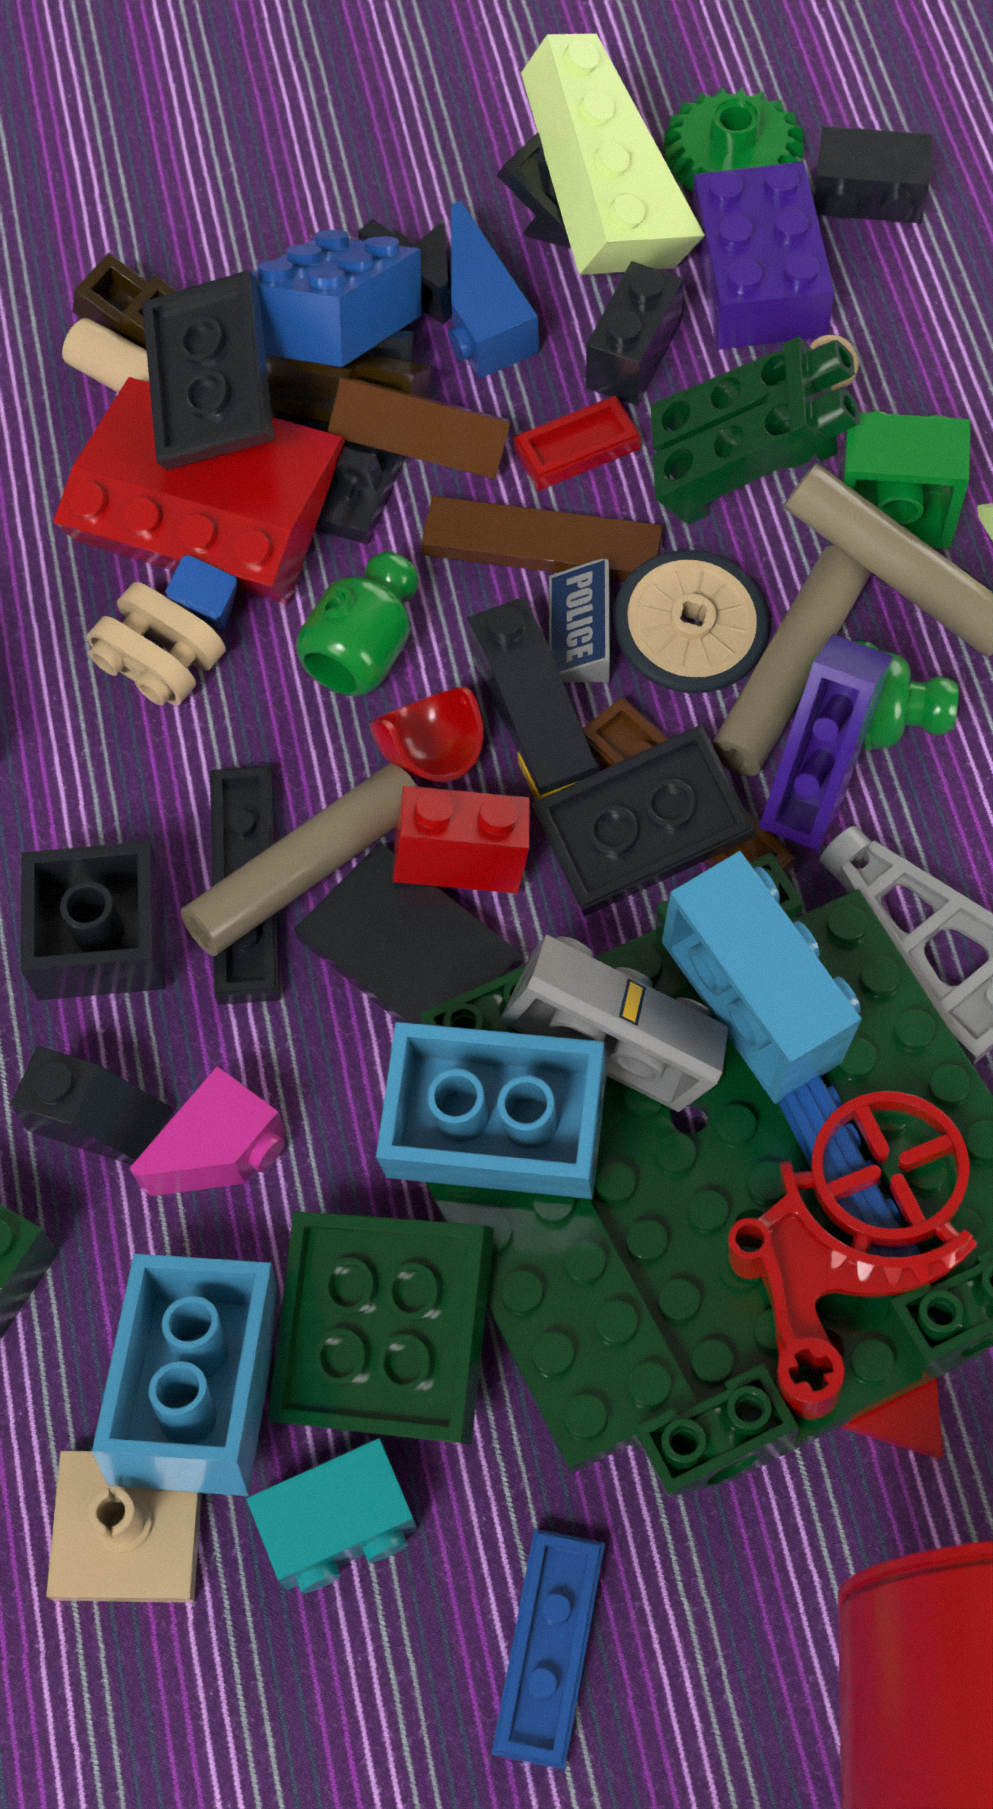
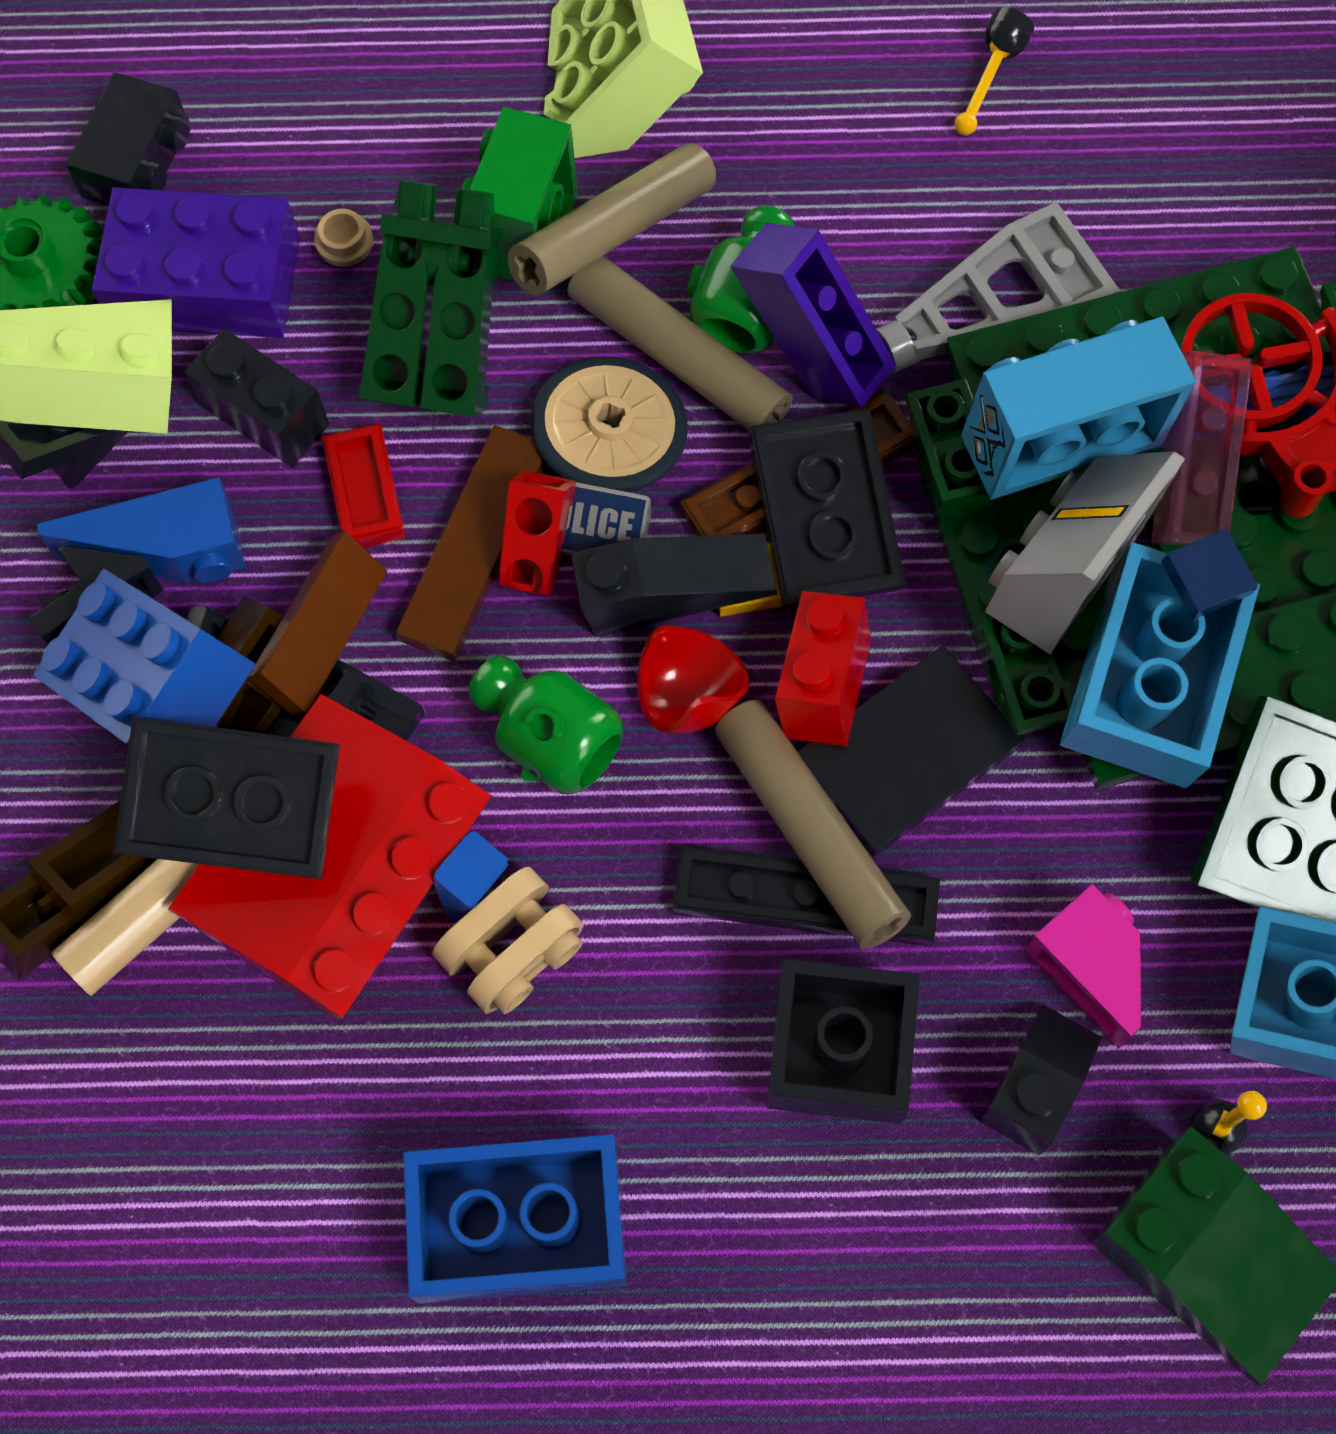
camera: 80 degrees left, 5 degrees up
(63, 1279) = (1228, 1120): none -> hinge
(555, 569) = (534, 531): none -> red leg
(579, 1117) = (1209, 574): none -> dark blue tile
(763, 1131) = (1210, 441): none -> clear pink slope

